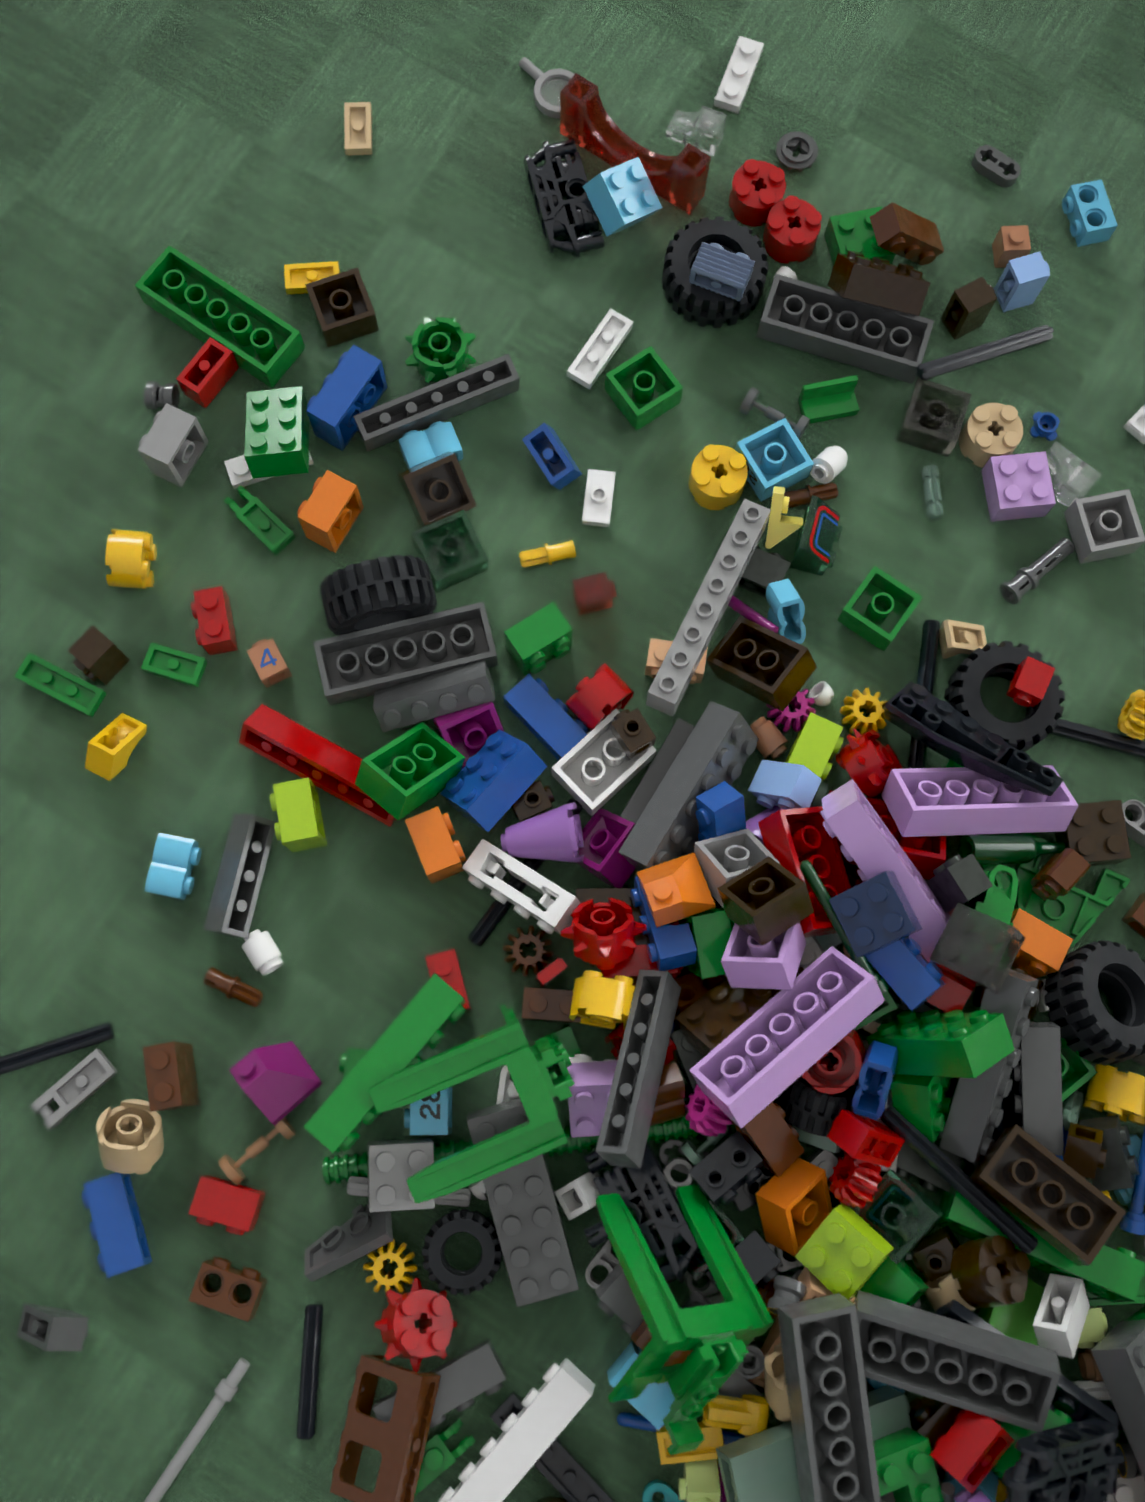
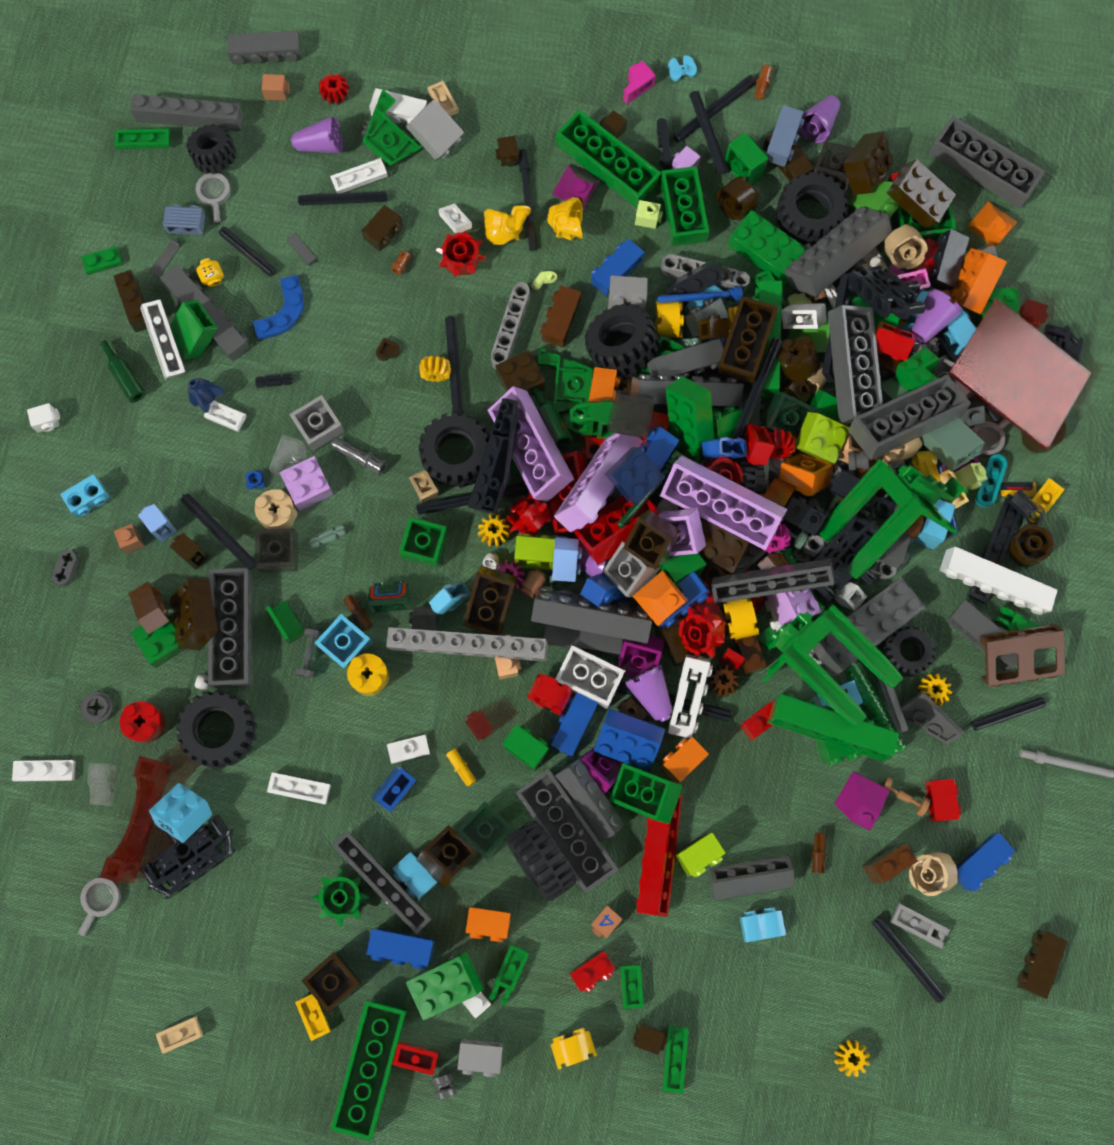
camera: 110 degrees left, 0 degrees up
(52, 1328) = (1055, 873): dark grey slope -> none
(112, 746) = (701, 1000): yellow arch -> none
(226, 1298) = (993, 778): reddish brown brick -> none
(262, 952) = (790, 843): white brick -> none
(388, 1169) = (885, 703): light grey brick -> none
(434, 1322) = (959, 660): red brick -> none
(632, 732) = (569, 662): dark brown brick -> none
(643, 388) = (321, 746): green brick -> none
(721, 270) = (224, 718): sand blue brick -> none
(751, 614) = (460, 615): magenta bar -> none
(780, 525) = (386, 619): light yellow slope -> none
(791, 230) = (158, 679): red brick -> none
(829, 464) = (332, 606): white brick -> none
(958, 881) = (590, 438): pearl dark grey brick -> none
(1030, 682) = (447, 434): red brick -> none
(1059, 874) = (557, 386): reddish brown brick -> none

